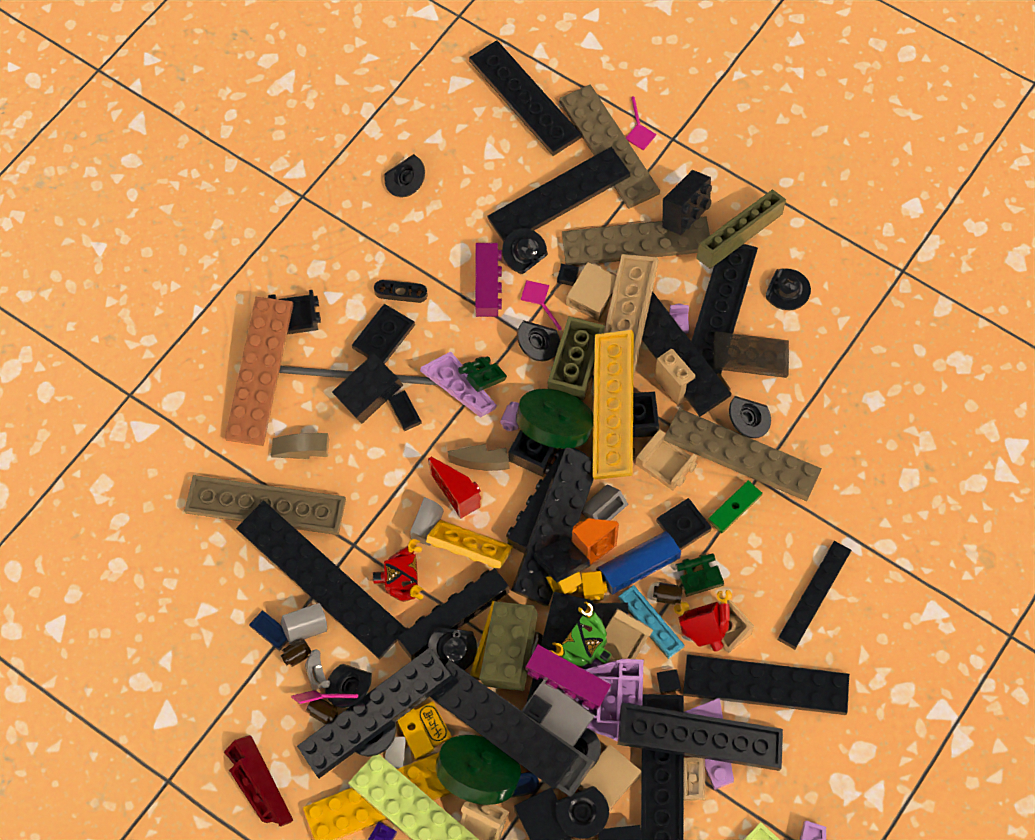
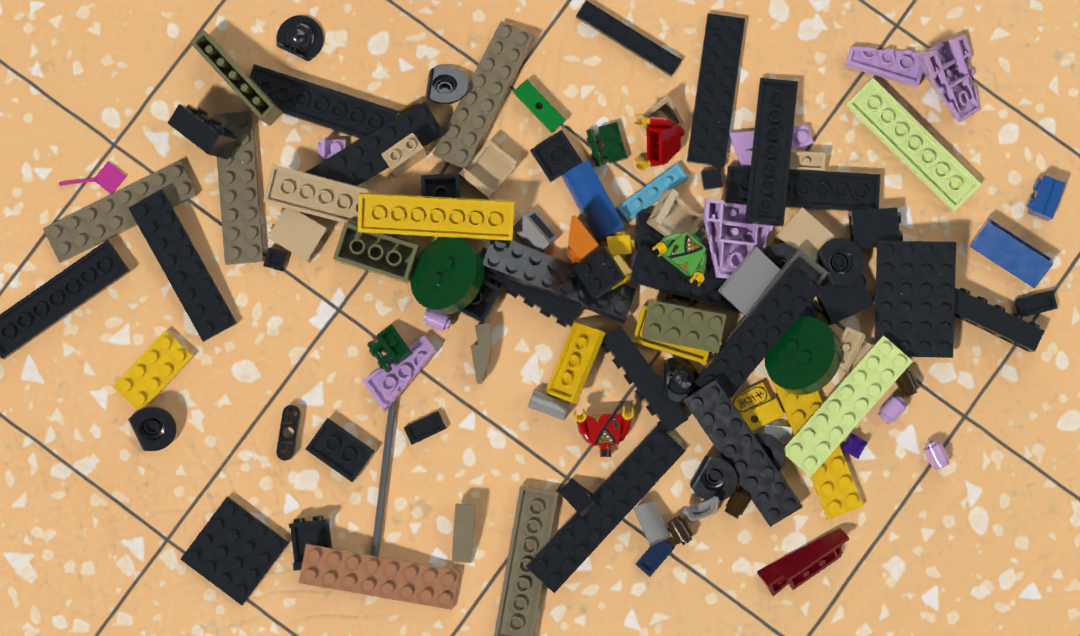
camera: 90 degrees left, 20 degrees up
(289, 250) = (234, 550): none -> black plate
(315, 695) = (724, 514): dark pink piece -> none
(331, 549) = (577, 497): none -> black tile
(367, 388) = (404, 464): black brick -> none
(457, 487) = (520, 372): red slope -> none
(459, 178) = (153, 371): none -> yellow plate
(486, 280) = (279, 342): magenta brick -> none
(523, 249) = (246, 304): black hat -> none
(537, 293) = (295, 293): dark pink piece -> none
(537, 709) = (747, 299): black tile -> none
(538, 341) = (354, 291): black hat -> none
(568, 677) = (723, 269): magenta brick -> none
(668, 593) = (627, 175): dark brown brick -> none
(751, 354) = (376, 79): clear smoke plate -> none

